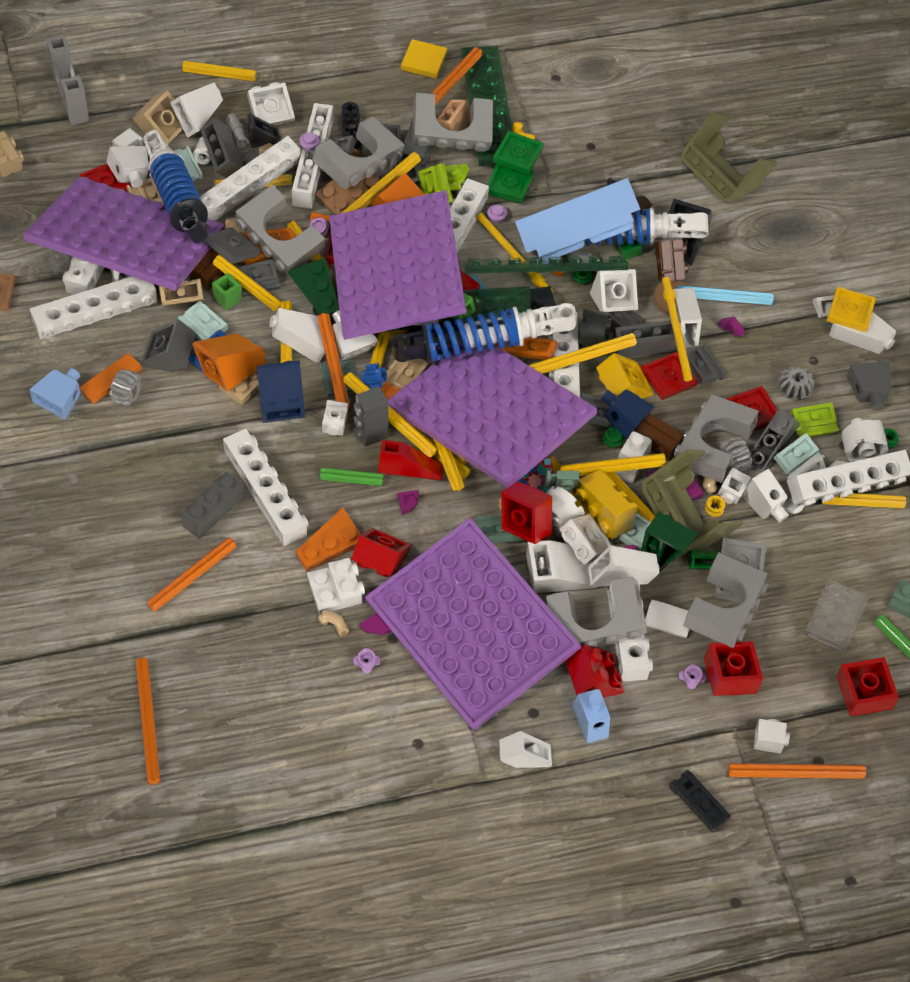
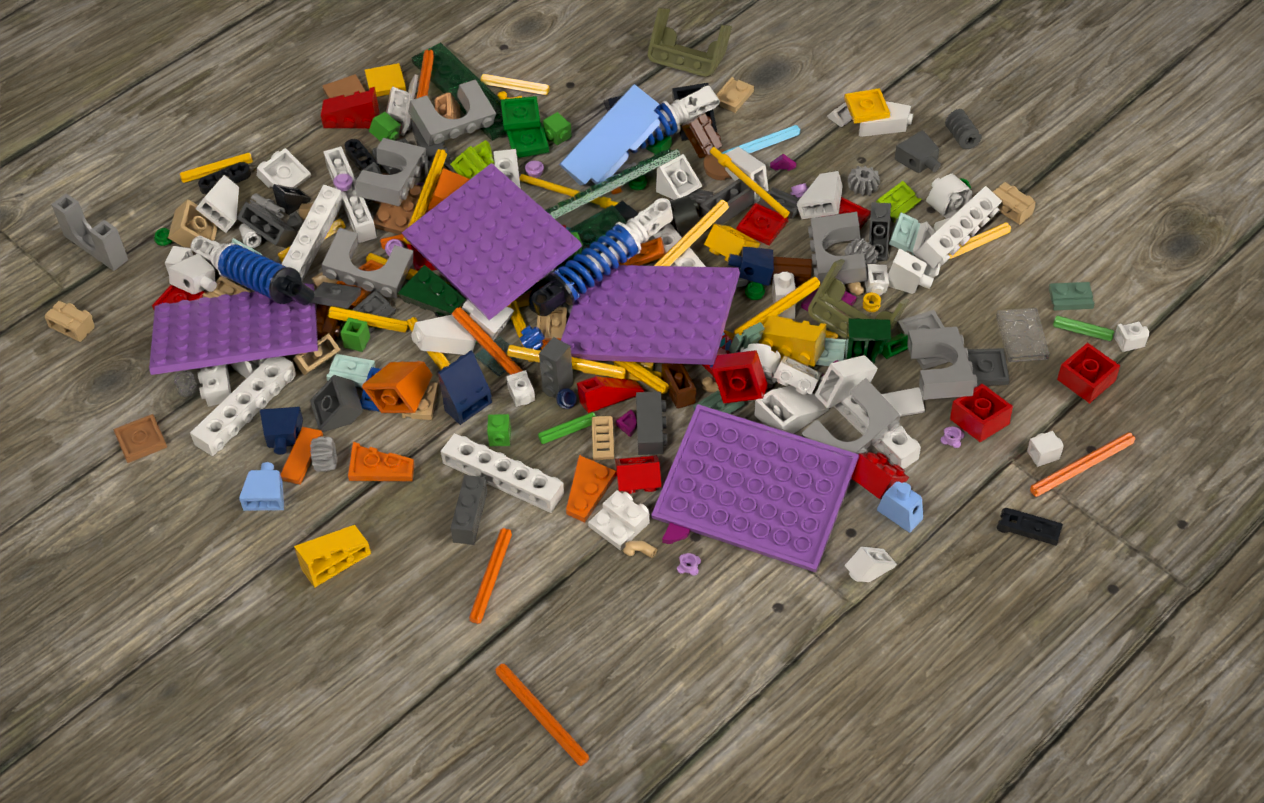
camera: 25 degrees left, 5 degrees down
(71, 481) = (331, 554): none -> yellow wedge
(109, 343) = (281, 427): none -> dark blue torso
(128, 113) = (161, 237): none -> green plate
(165, 422) = (372, 465): none -> orange wing
(226, 79) = (228, 171): none -> black beam
(288, 446) = (499, 430): none -> bright green brick
(368, 448) = (566, 398): none -> dark blue plate
(370, 75) = (350, 111): none -> red wedge
(380, 54) = (344, 86): none -> medium nougat tile
(381, 491) = (602, 424): none -> tan slope
(387, 106) = (385, 127): none -> bright green brick
(422, 84) = (399, 104): none -> white bracket
(425, 512) = (650, 423): none -> dark grey brick
(474, 491) = (680, 384): none -> reddish brown brick
(538, 121) = (515, 84): none -> yellow axle
(543, 184) = (557, 128): none -> bright green brick
(727, 360) = (799, 190): none -> lavender plate
(737, 232) = (734, 94): none -> tan plate
(742, 378) = (821, 197): none -> white slope
(774, 627) = (989, 366): none -> dark grey plate

